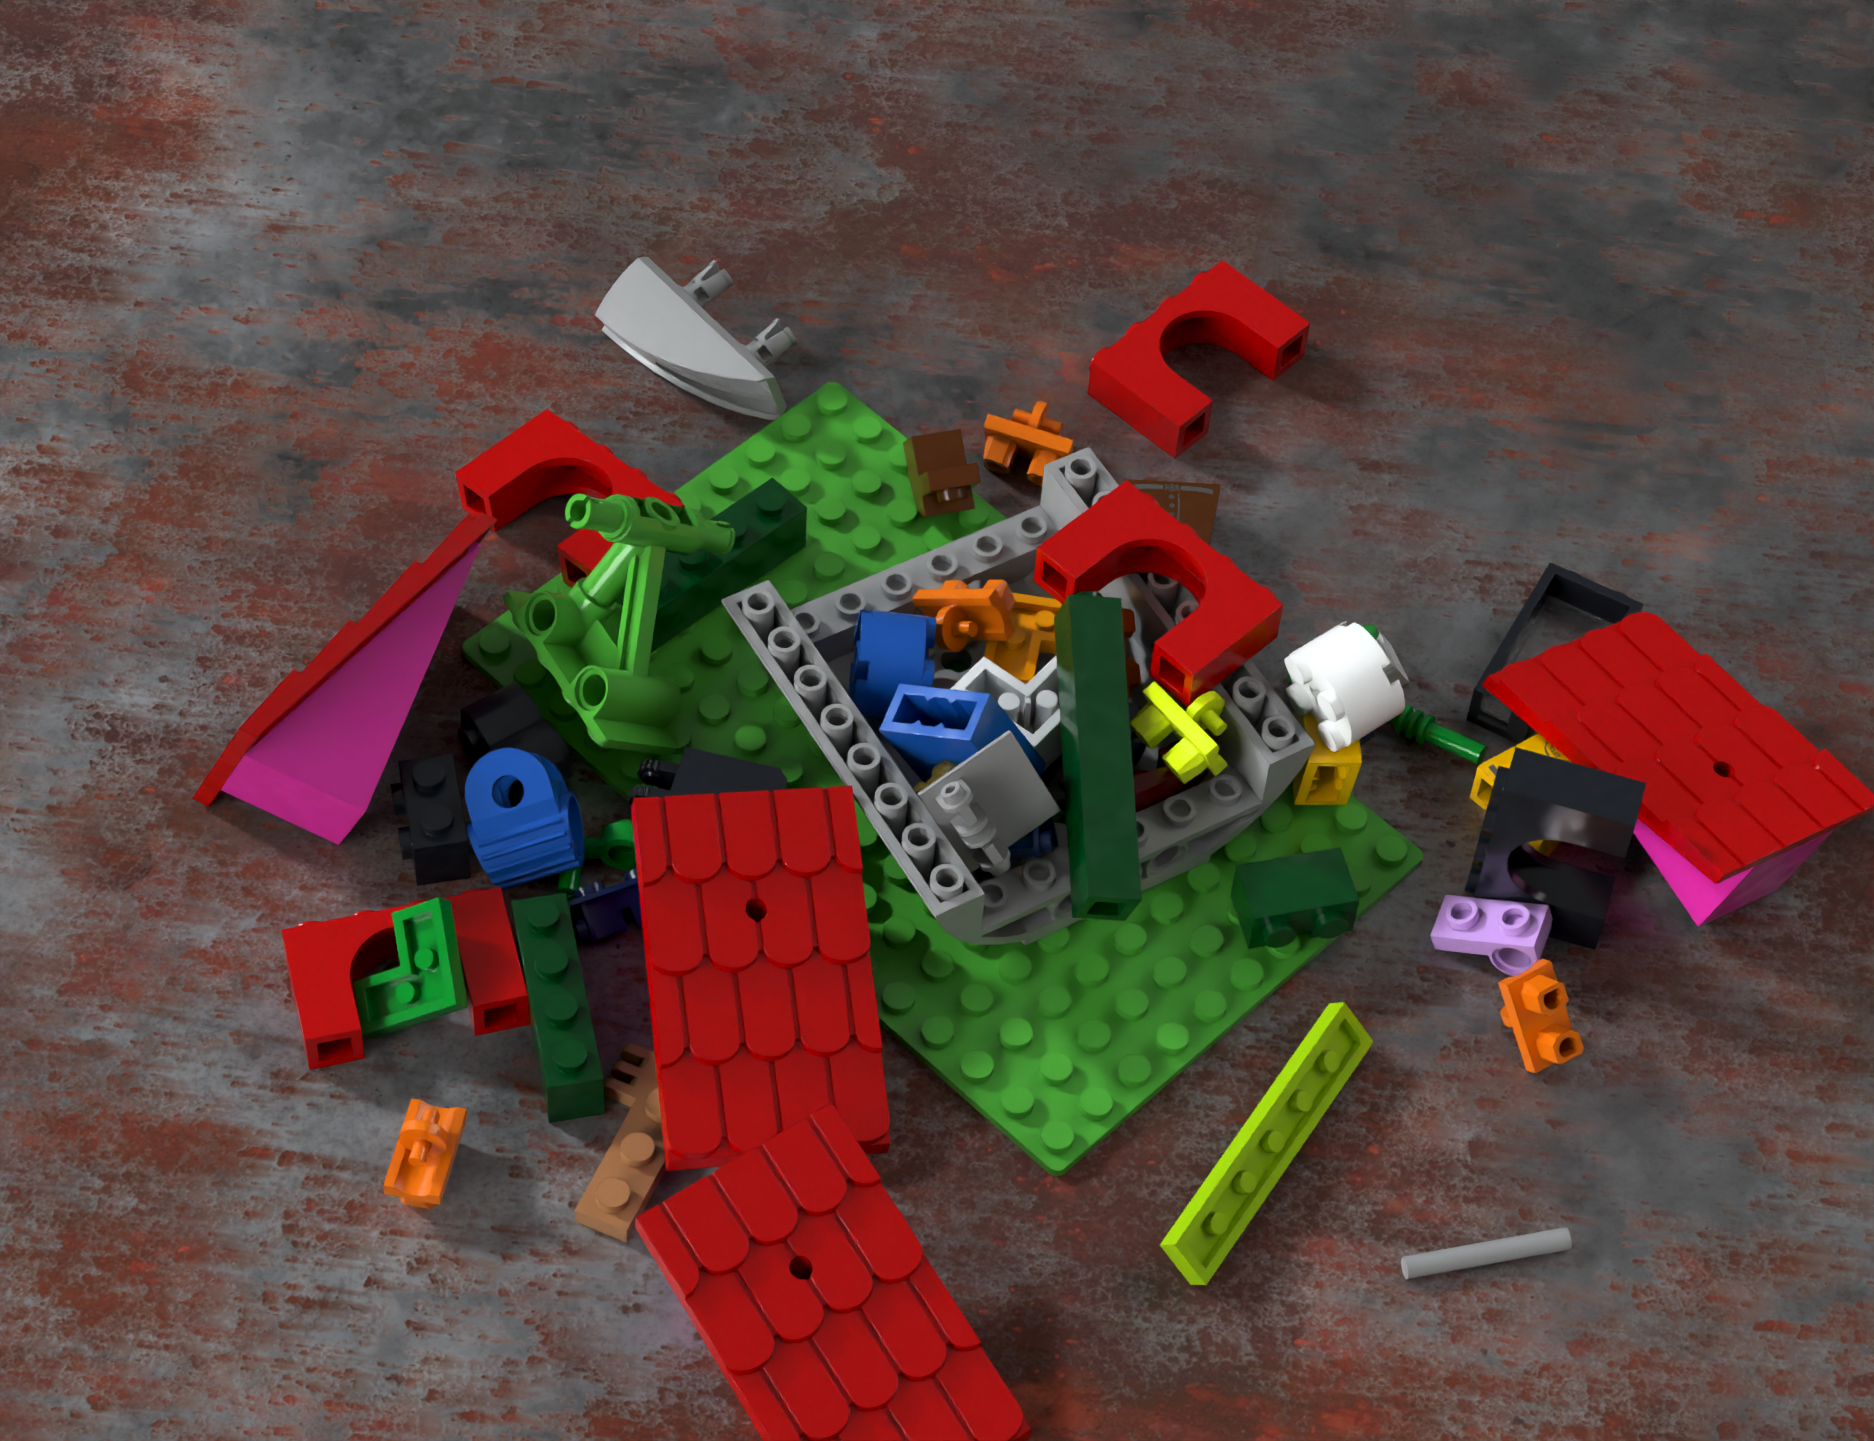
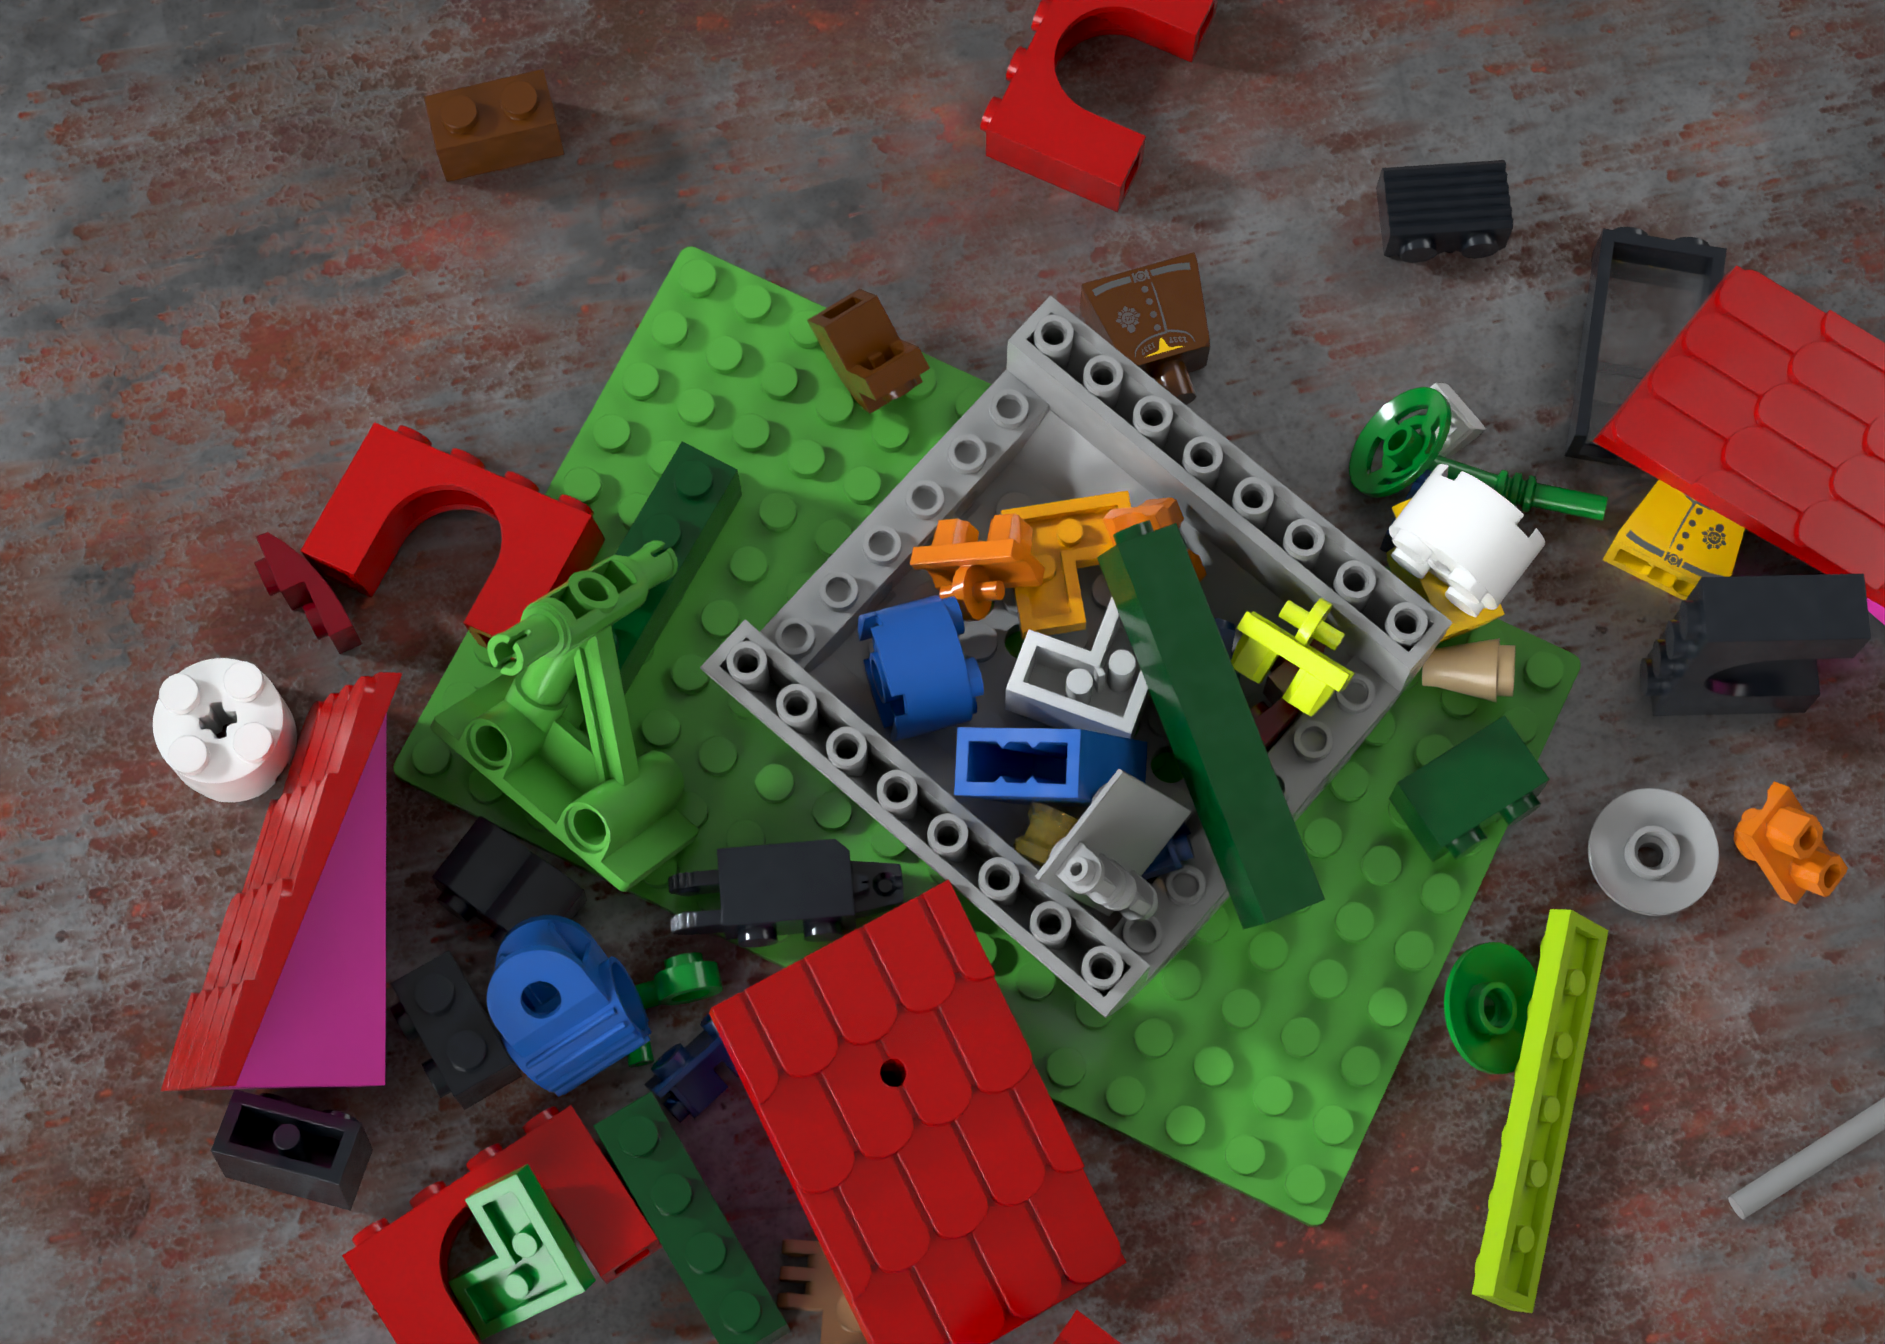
camera: 15 degrees left, 20 degrees up
(275, 853) = (292, 1148): none -> black brick
(343, 568) = (196, 708): none -> white brick
(443, 494) = (303, 586): none -> dark red slope
(686, 346) = (479, 259): light grey piece -> none
(736, 247) = (494, 125): none -> reddish brown brick
(1025, 435) = (920, 265): orange hips -> none
(1135, 535) = (1158, 420): red arch -> none
(1253, 1035) = (1489, 1005): none -> green dish
(1330, 821) = (1473, 669): none -> tan cone
(1430, 522) = (1444, 210): none -> black brick
(1431, 976) = (1670, 827): none -> light grey dish
(1504, 930) = (1703, 739): lavender plate -> none

